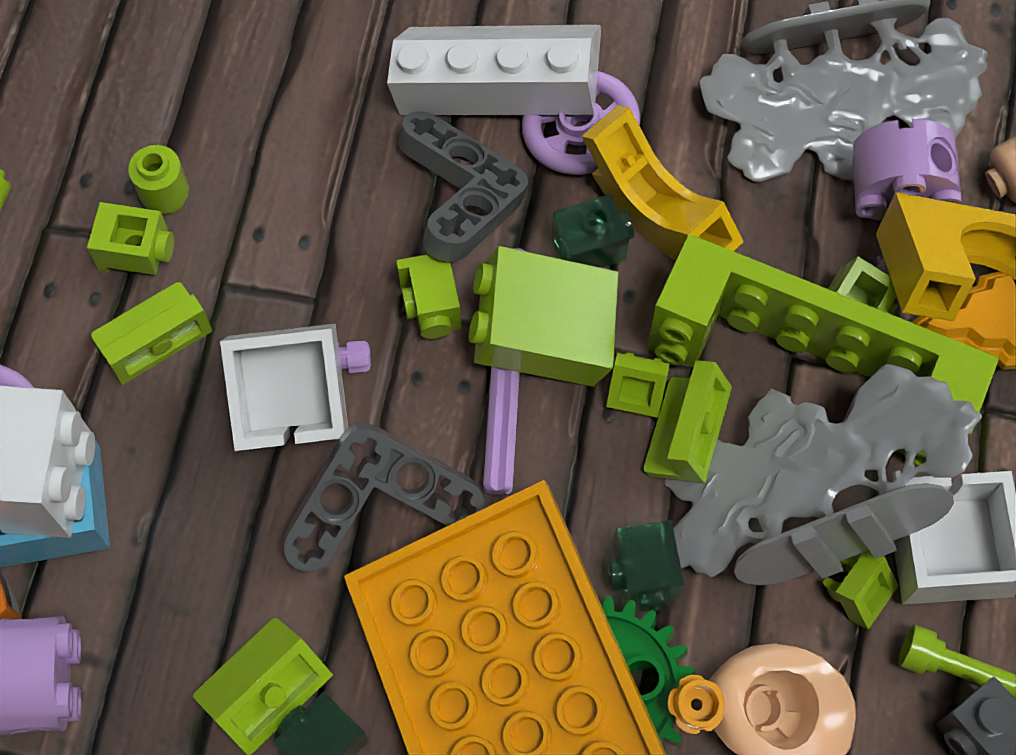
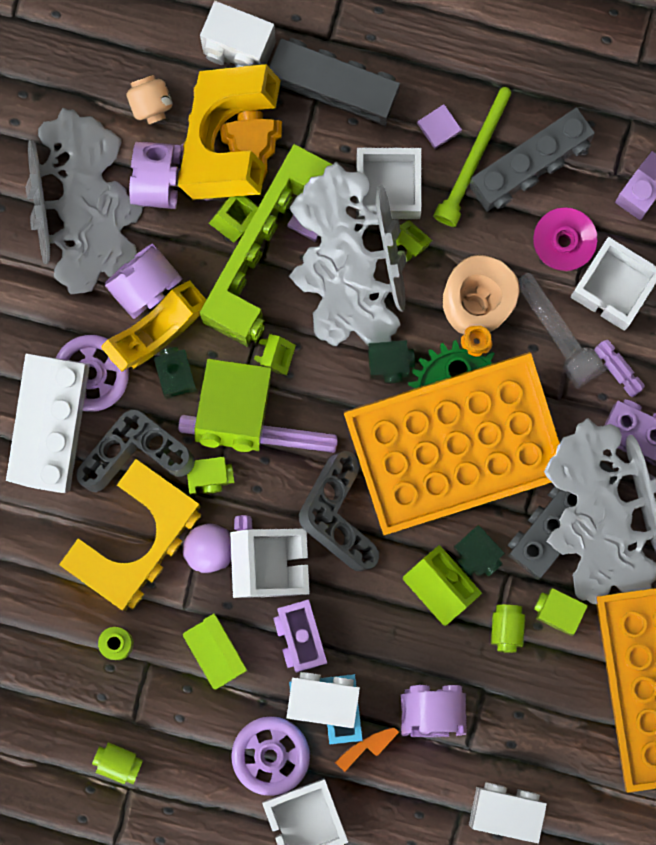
camera: 85 degrees left, 15 degrees up
(120, 229) = (146, 671): lime brick -> none
(166, 450) = (302, 636): none -> lavender brick
(316, 299) = (207, 548): none -> lavender hair
(362, 246) = (123, 581): none -> yellow arch
(689, 425) = (306, 328): lime panel -> none
(733, 164) = (142, 281): none -> lavender brick

